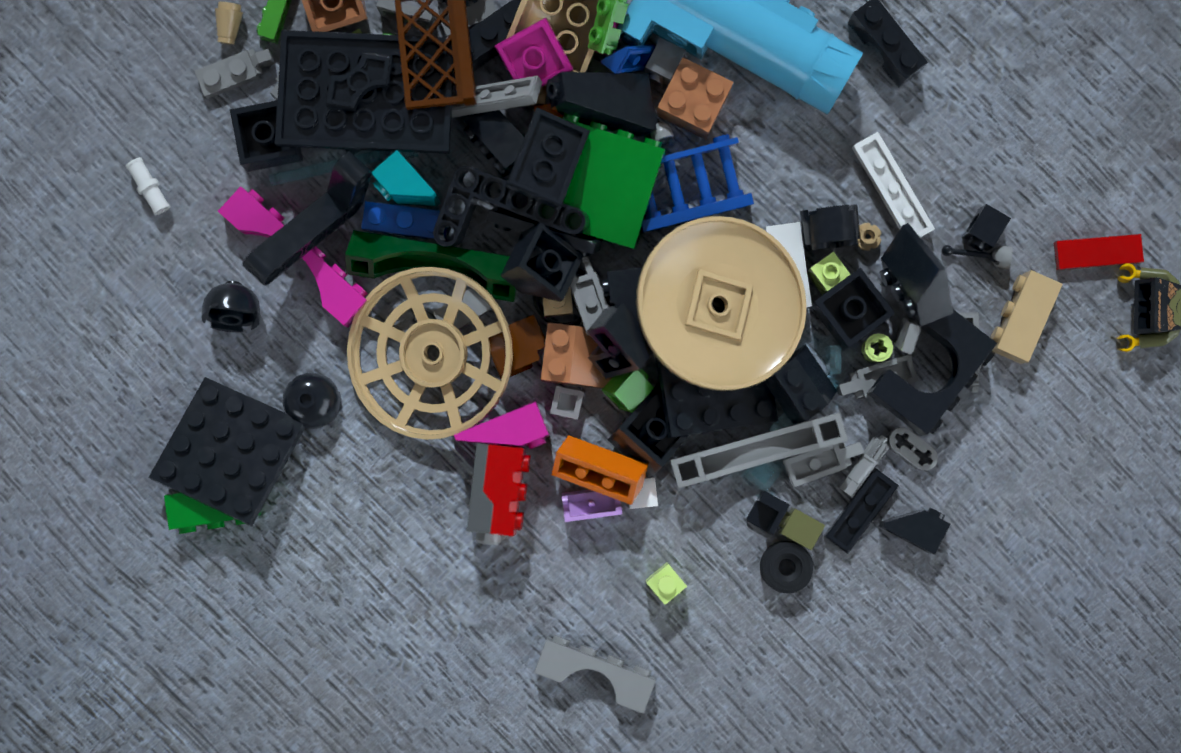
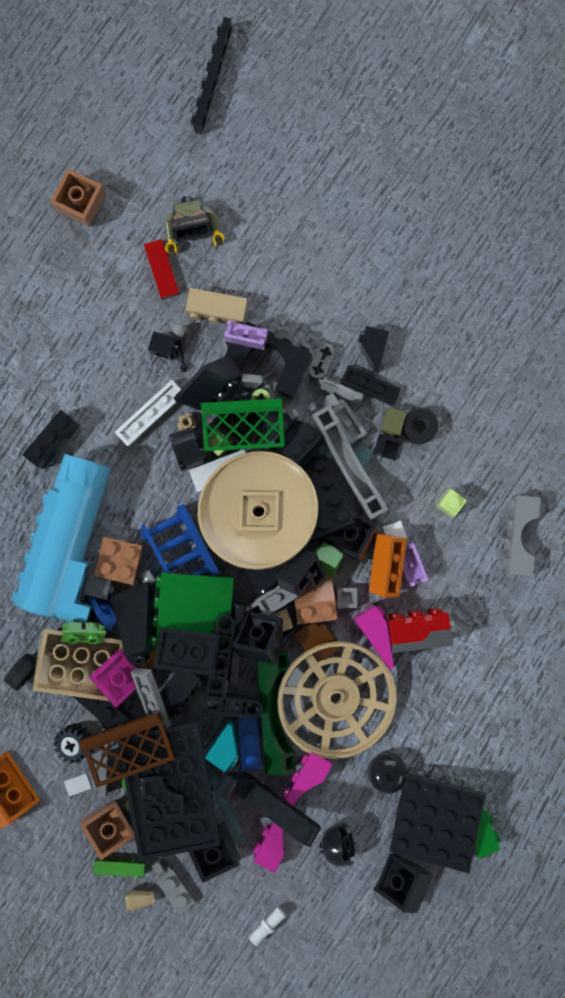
camera: 105 degrees left, 0 degrees up
(156, 385) = (403, 883): none -> black slope
(873, 313) = (242, 407): none -> green fence
(975, 345) = (246, 335): none -> lavender hinge

